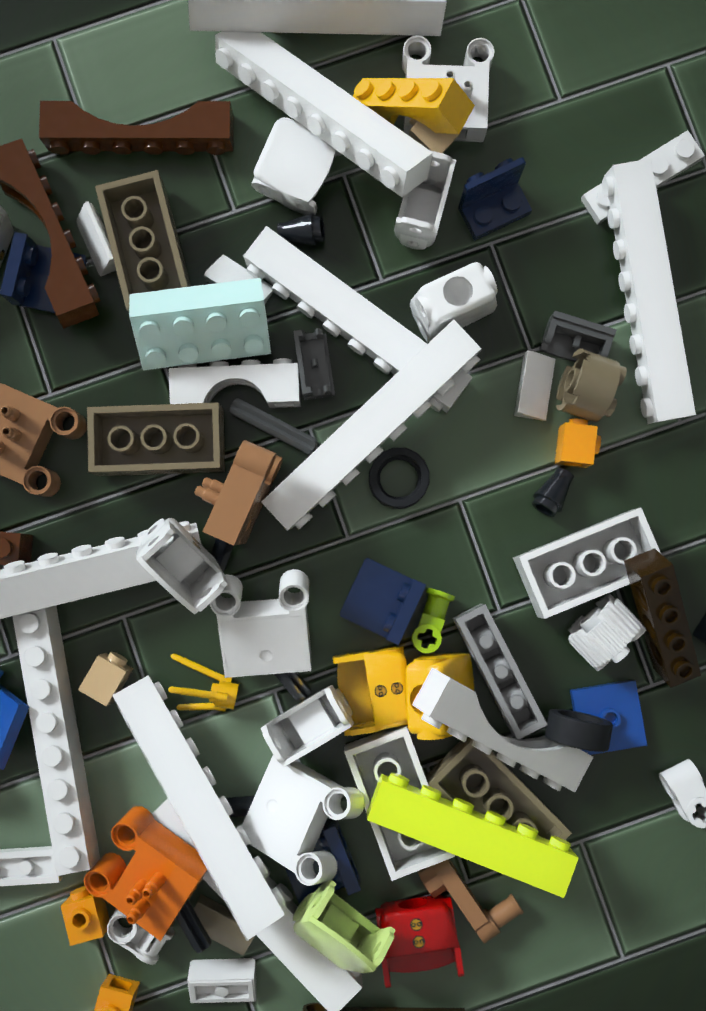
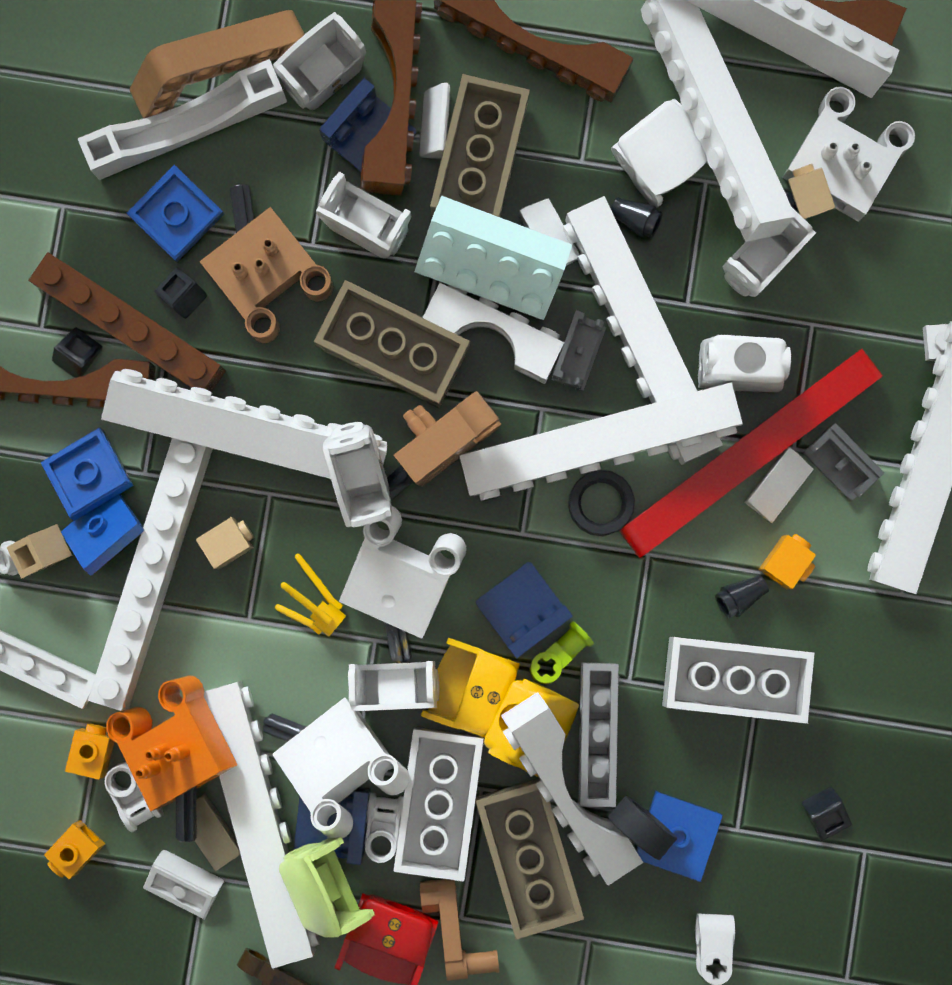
camera: 25 degrees right, 0 degrees up
(75, 348) = (363, 218): none -> white piece
(199, 808) = (252, 705): white brick -> none
(273, 426) = (508, 389): dark grey axle -> none
(359, 840) = (383, 824): none -> white piece
(431, 101) = (818, 165): yellow arch -> none
(472, 834) = (491, 867): neon yellow brick -> none
(494, 199) = (836, 286): dark blue bracket -> none
(498, 373) = (750, 453): none -> red beam
(590, 386) = (830, 513): dark tan brick -> none
(605, 632) = (716, 752): white brick -> none
(663, 616) = (778, 766): dark brown brick -> none

